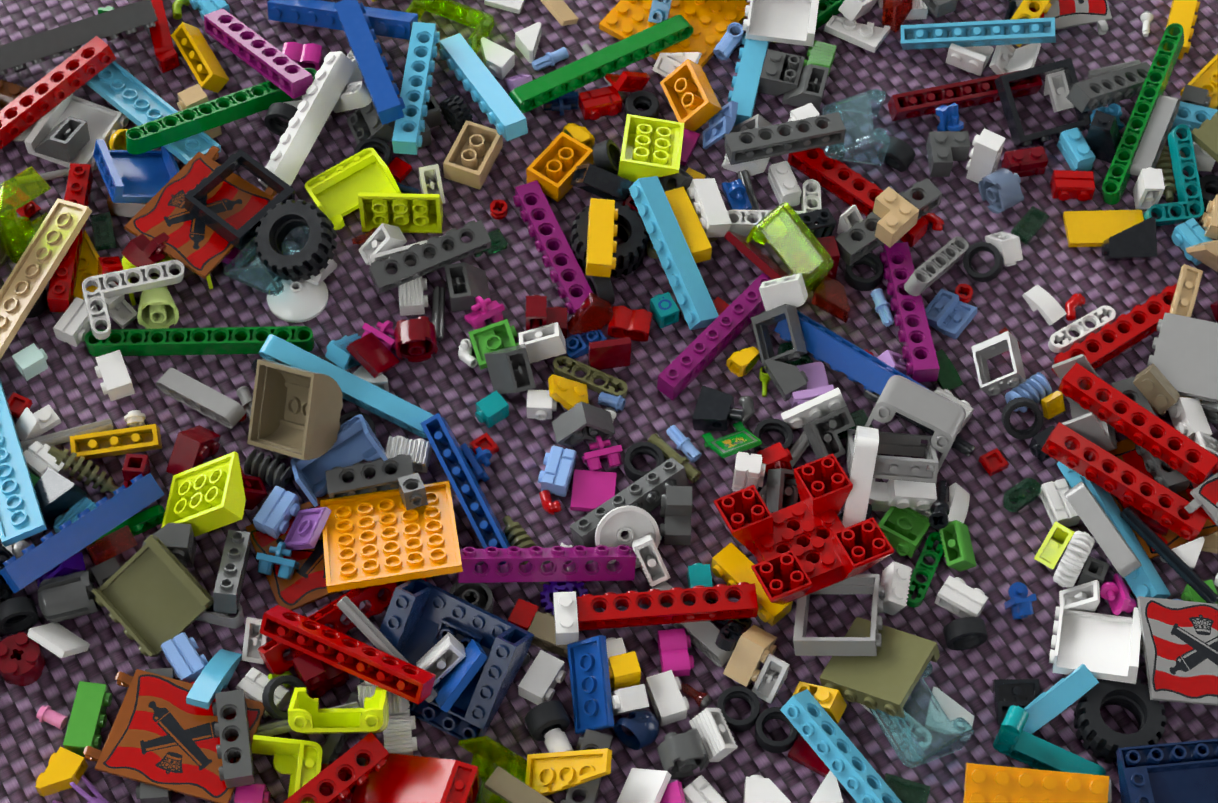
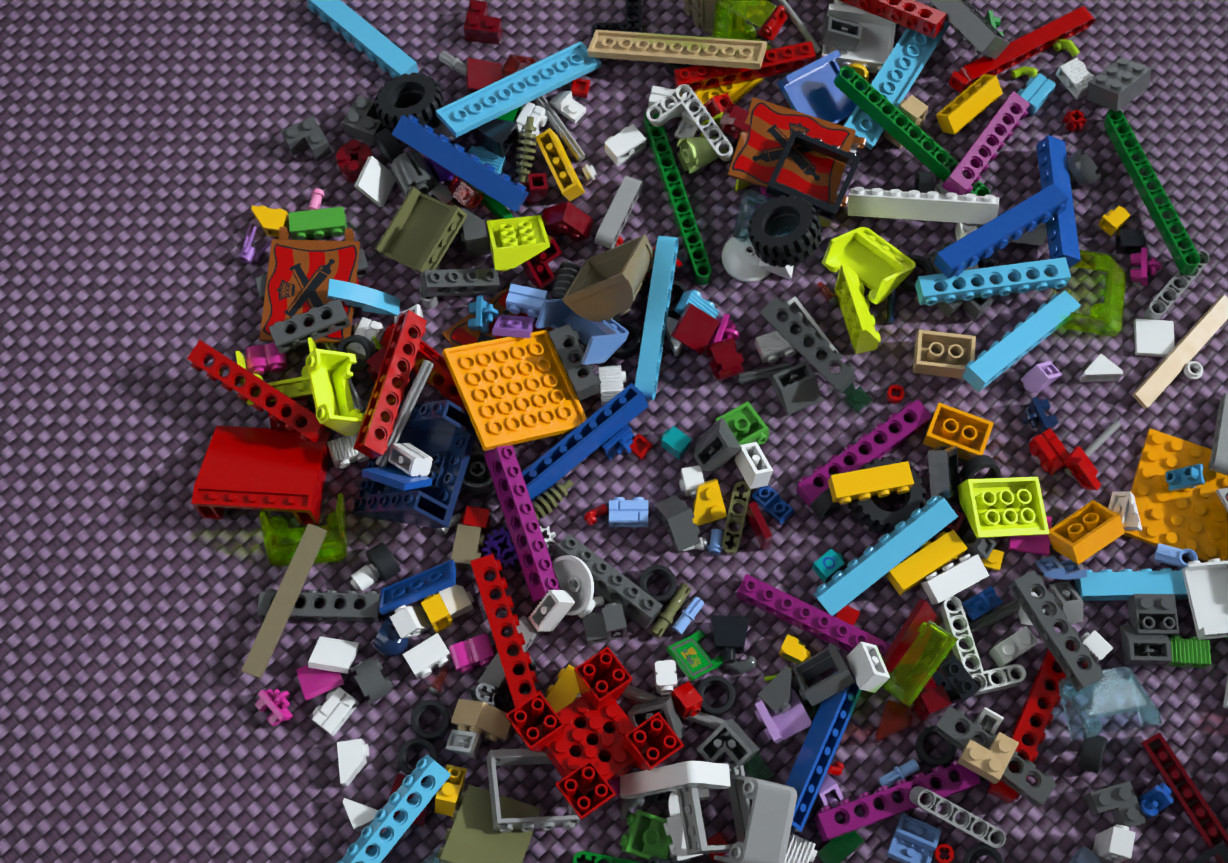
camera: 80 degrees right, 10 degrees up
(30, 361) = (620, 82): light aqua brick -> none
(103, 231) = (764, 90): clear green plate -> none
(184, 658) = (382, 274): light blue brick -> none
(305, 55) = (1004, 183): dark pink brick -> none
(383, 239) = (822, 307): white slope -> none
(399, 169) = (909, 299): red tile -> none
(412, 491) = (563, 394): dark grey brick -> none
(431, 180) = (898, 330): white slope -> none
(455, 112) = (986, 326): black tyre -> none
(465, 353) = (728, 406): white arm -> none
(483, 310) = (774, 408): dark pink hips -> none
(497, 58) = (1066, 346): white slope -> none
(540, 315) = (780, 456): dark red brick -> none
(542, 678) = (423, 548): white brick -> none
(550, 59) = (1087, 394): light blue axle -> none
(562, 770) = (335, 584): yellow wing -> none
(565, 617) = (471, 549): white brick -> none
(580, 134) = (1001, 443): yellow rock -> none
(591, 315) = (795, 500): clear red slope -> none
(591, 489) = (619, 547): dark pink tile -> none
(601, 63) = (1093, 440): green beam -> none
(611, 453) = (649, 539): dark pink hips -> none
(630, 323) = (803, 538): red brick -> none
(645, 100) = (1064, 483): black tyre -> none
(699, 575) = (548, 660): teal brick -> none
(714, 733) = (397, 703): white brick -> none
(814, 409) = (754, 729): white wing -> none
(896, 584) = (580, 839): white brick -> none
(937, 221) = (1024, 810): red arm -> none

